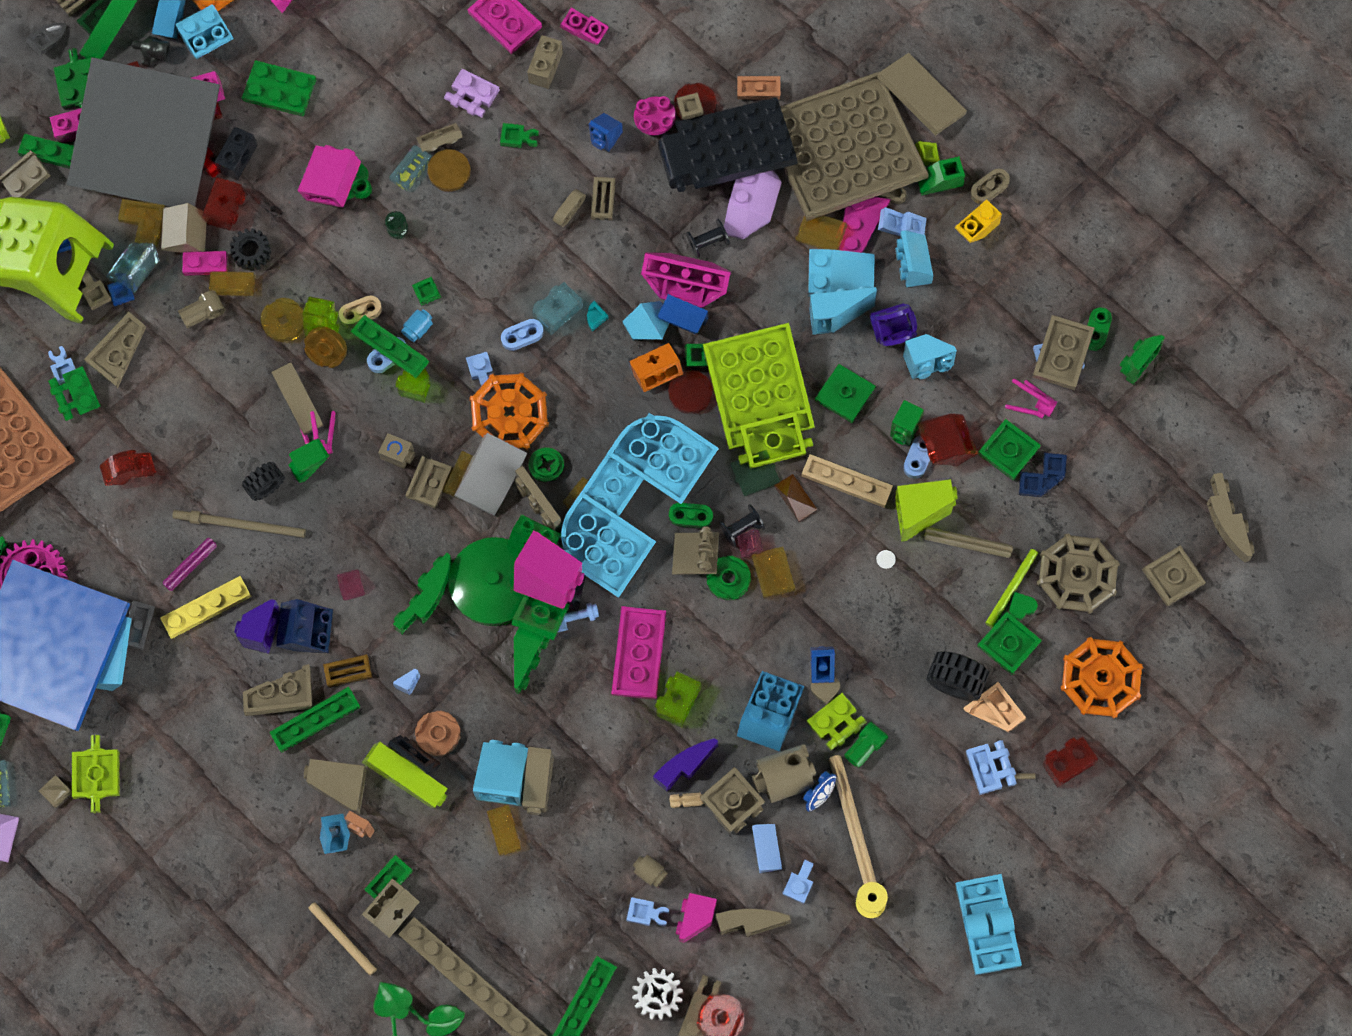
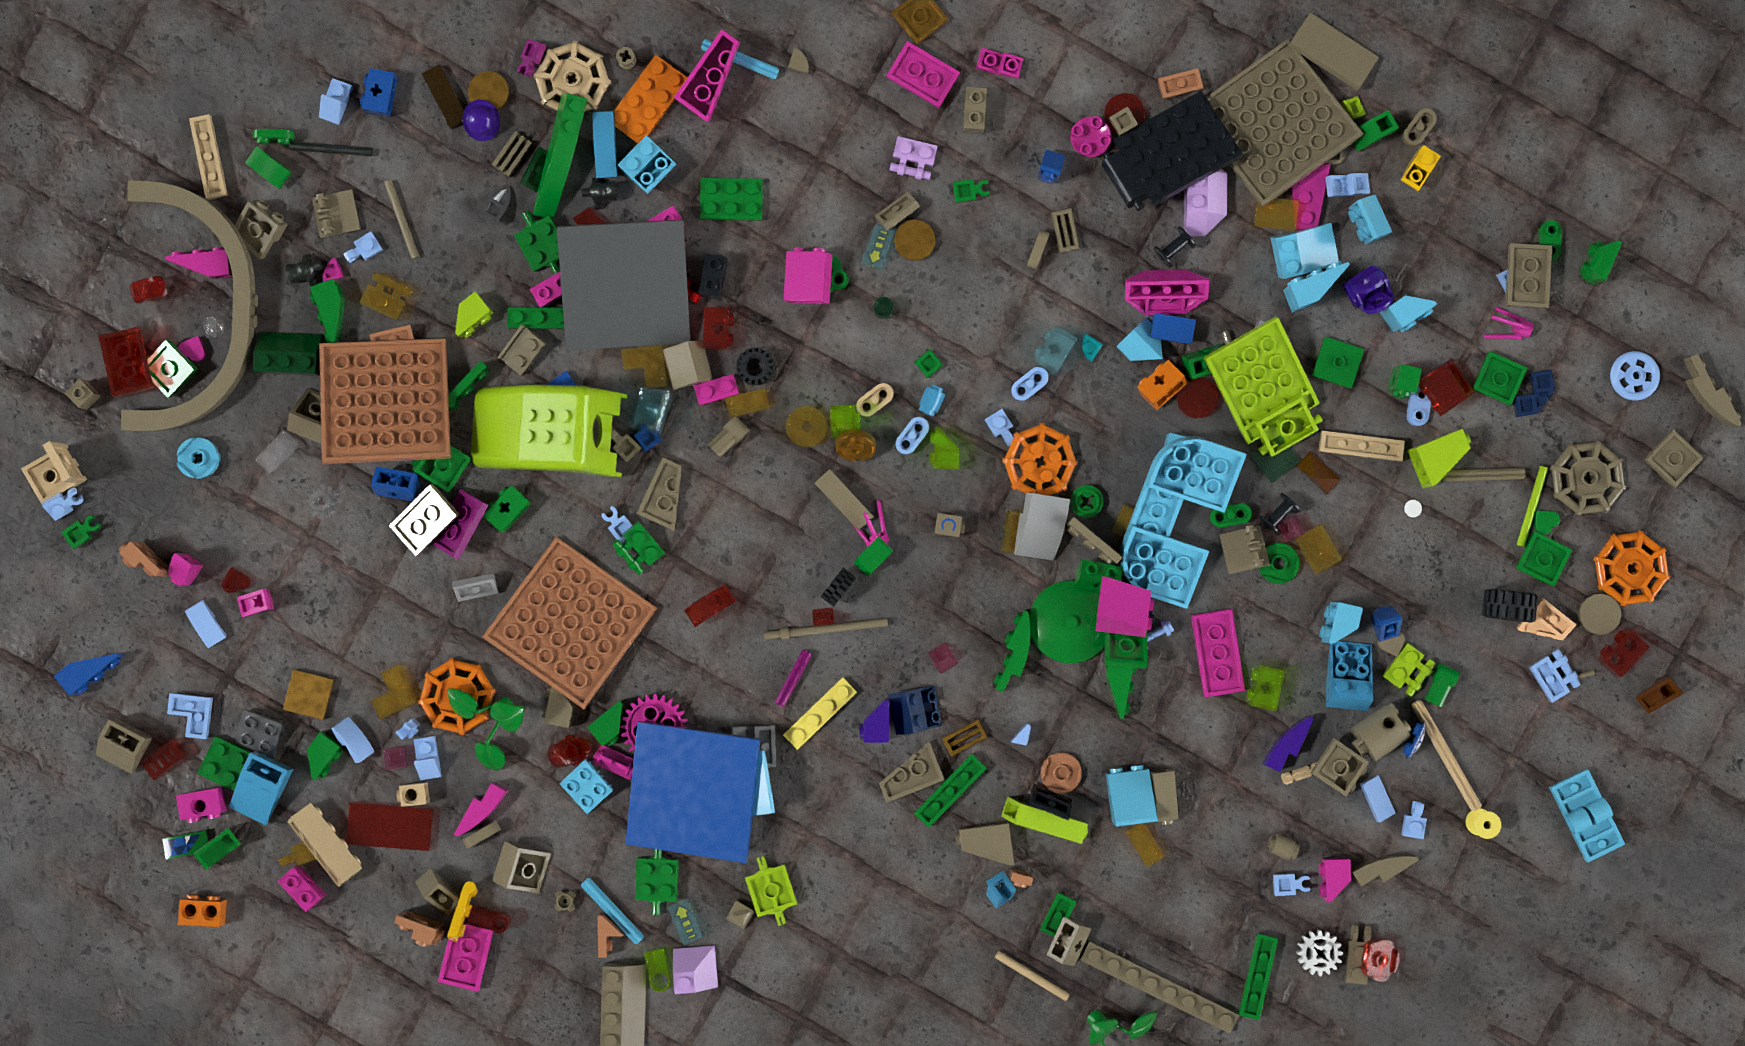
camera: 15 degrees left, 15 degrees up
(239, 511) = (823, 616): none -> clear red slope
(390, 346) = (916, 431): green plate -> none
(428, 482) = (986, 546): dark tan plate -> none
(775, 647) = (1340, 621): none -> medium azure slope
(1055, 716) = (1599, 614): none -> dark tan tile
(1097, 813) = (1659, 694): none -> reddish brown slope
(1143, 498) = (1631, 359): none -> light blue plate

